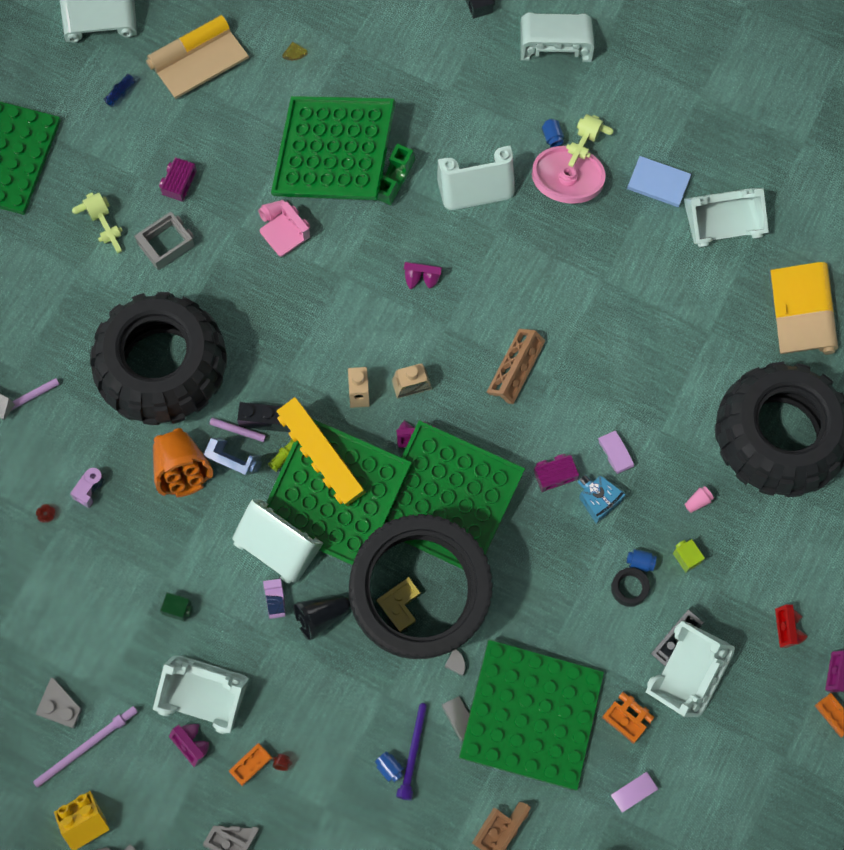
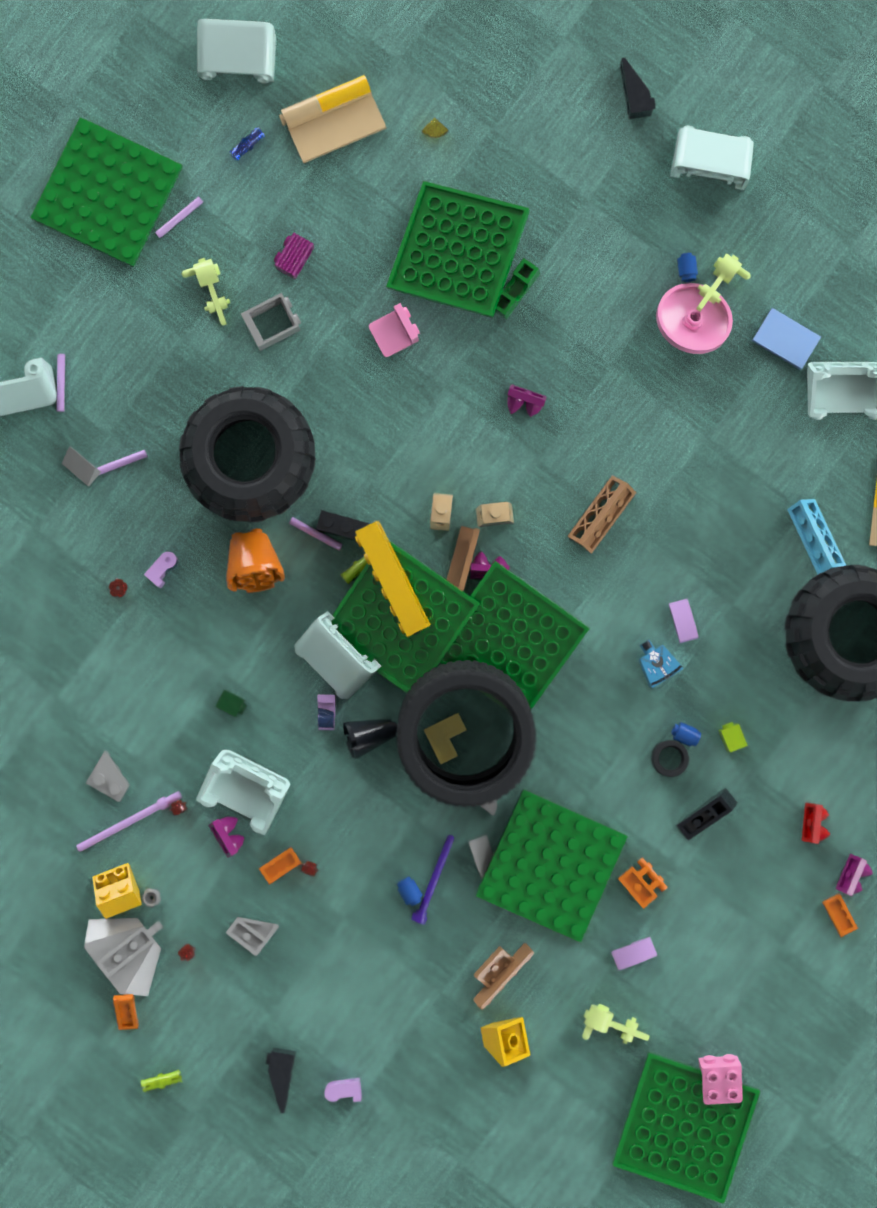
camera: 15 degrees right, 15 degrees up
(63, 163) = (179, 217): none -> lavender bar
(114, 822) = (151, 902): none -> light grey plate
(135, 723) = (178, 807): none -> clear red plate
(215, 452) = (304, 568): medium blue panel -> none
(270, 211) = (383, 306): bright pink cone -> none
(387, 424) = (463, 556): none -> medium nougat fence
(478, 183) = (598, 316): light aqua windscreen -> none
(556, 472) = (620, 632): magenta brick -> none
(691, 671) = (710, 853): light aqua windscreen -> none
(699, 499) = (755, 683): bright pink cone -> none
(725, 348) = (814, 537): none -> medium azure fence

